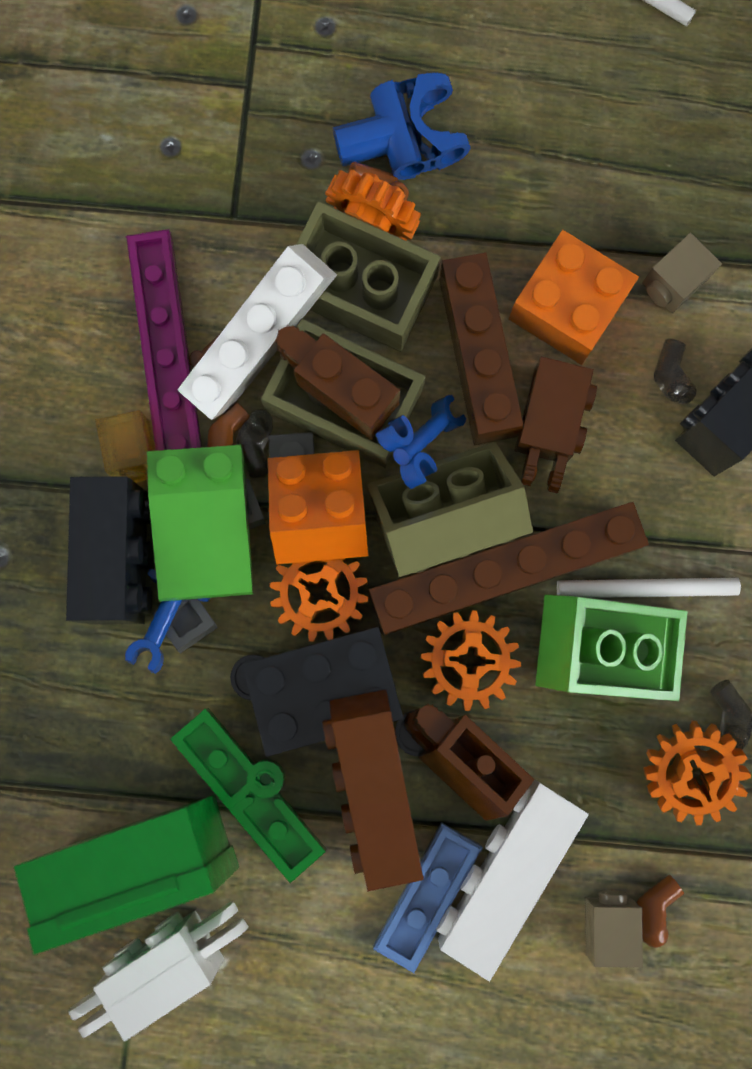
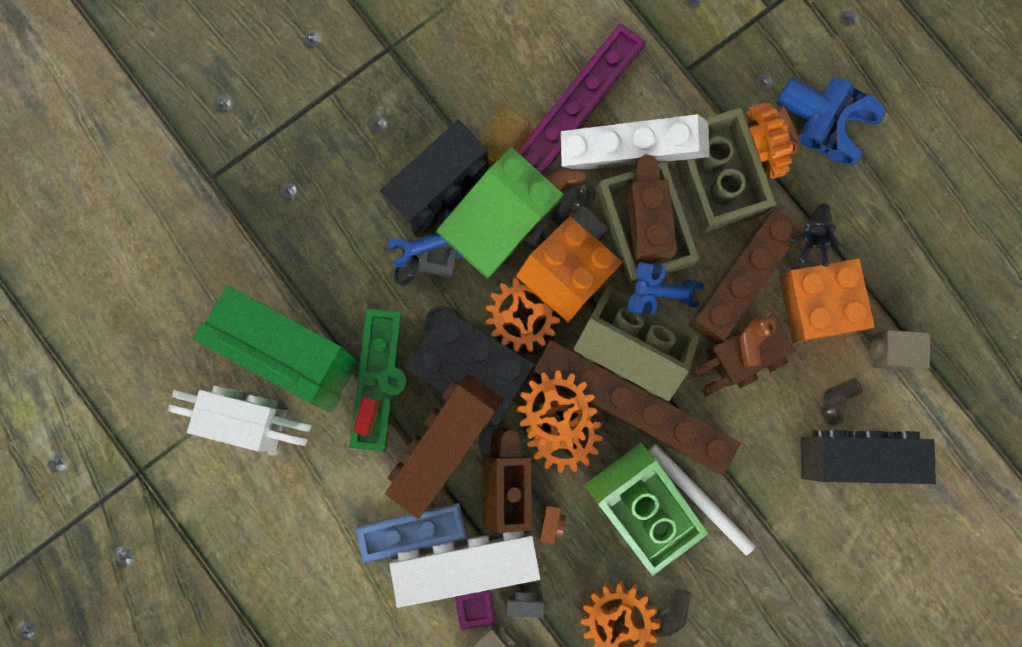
camera: 45 degrees right, 0 degrees up
(173, 667) = (405, 274): none -> black piece
(276, 839) = (366, 416): none -> red tile
(423, 638) = (563, 426): none -> orange gear
(505, 244) = (819, 234): none -> black piece
(545, 397) = (753, 337): none -> dark orange arm
(545, 752) = (552, 524): none -> dark orange plate
(560, 904) = (475, 610): none -> magenta tile
(598, 850) = (525, 604): none -> dark grey plate

